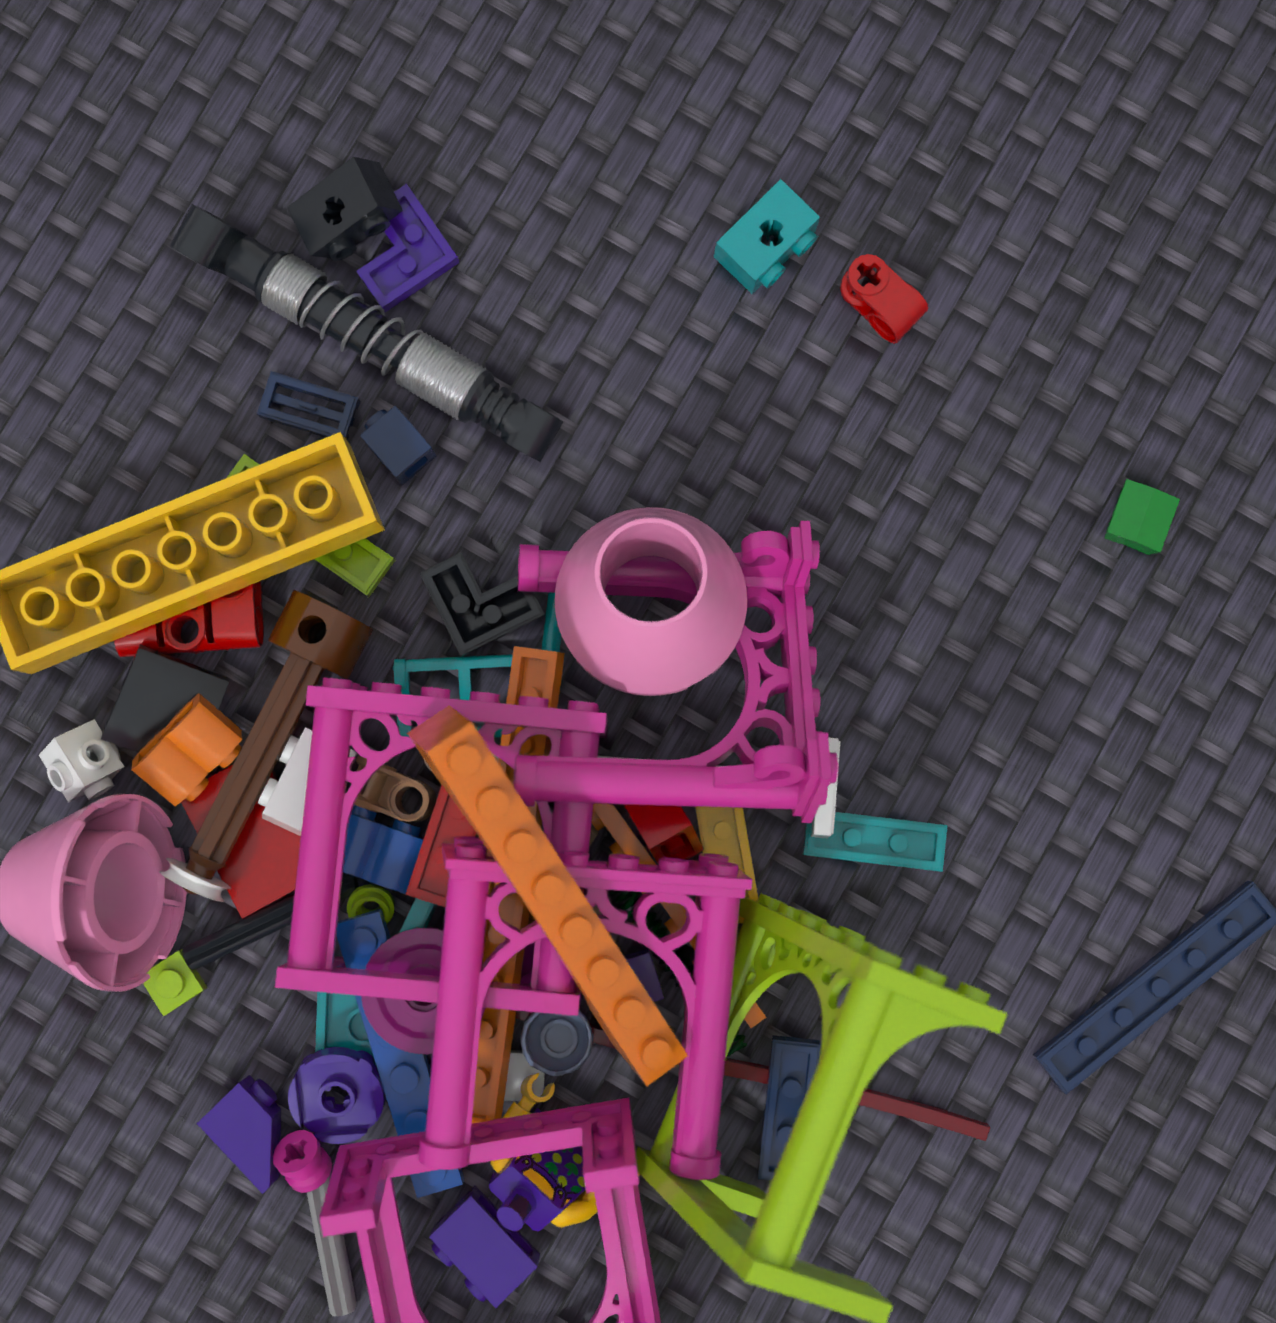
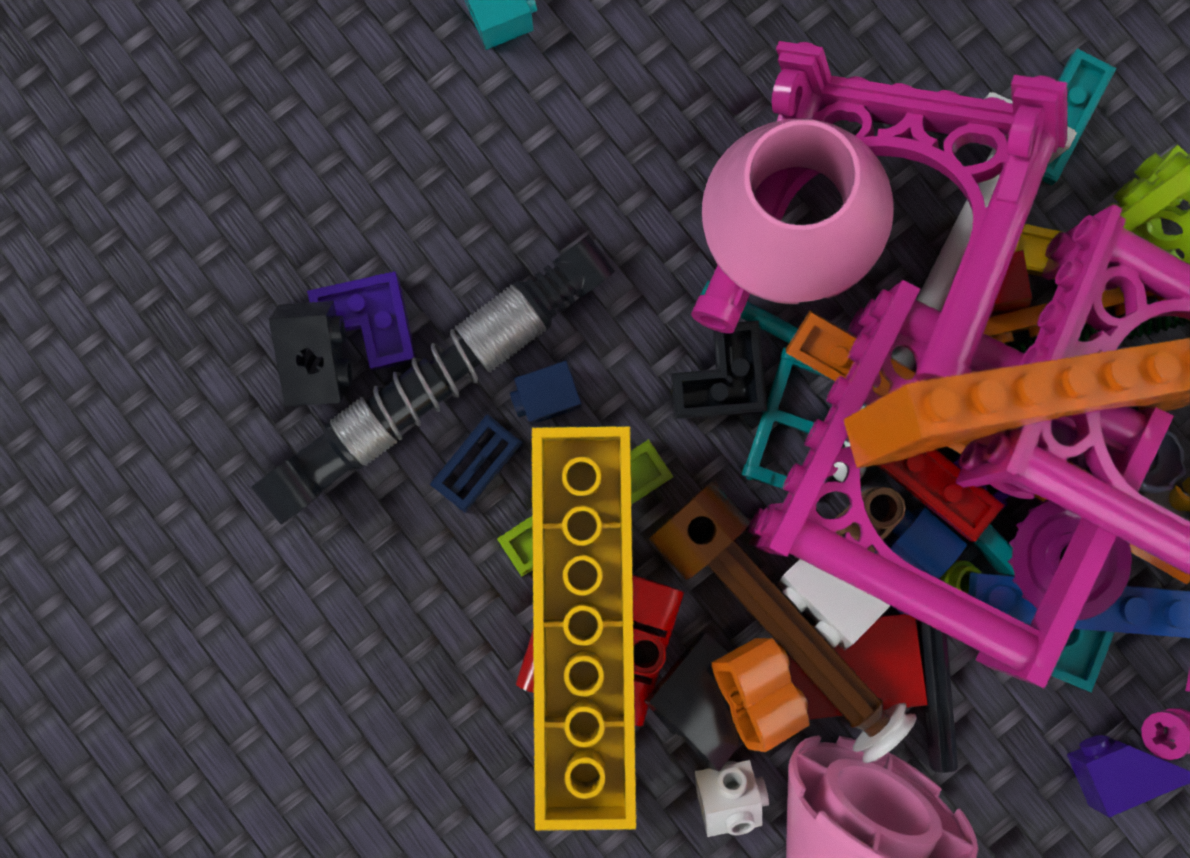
camera: 65 degrees left, 0 degrees up
(173, 983) = (963, 789): lime plate -> none
(320, 1114) = (1099, 674): dark purple plate -> none

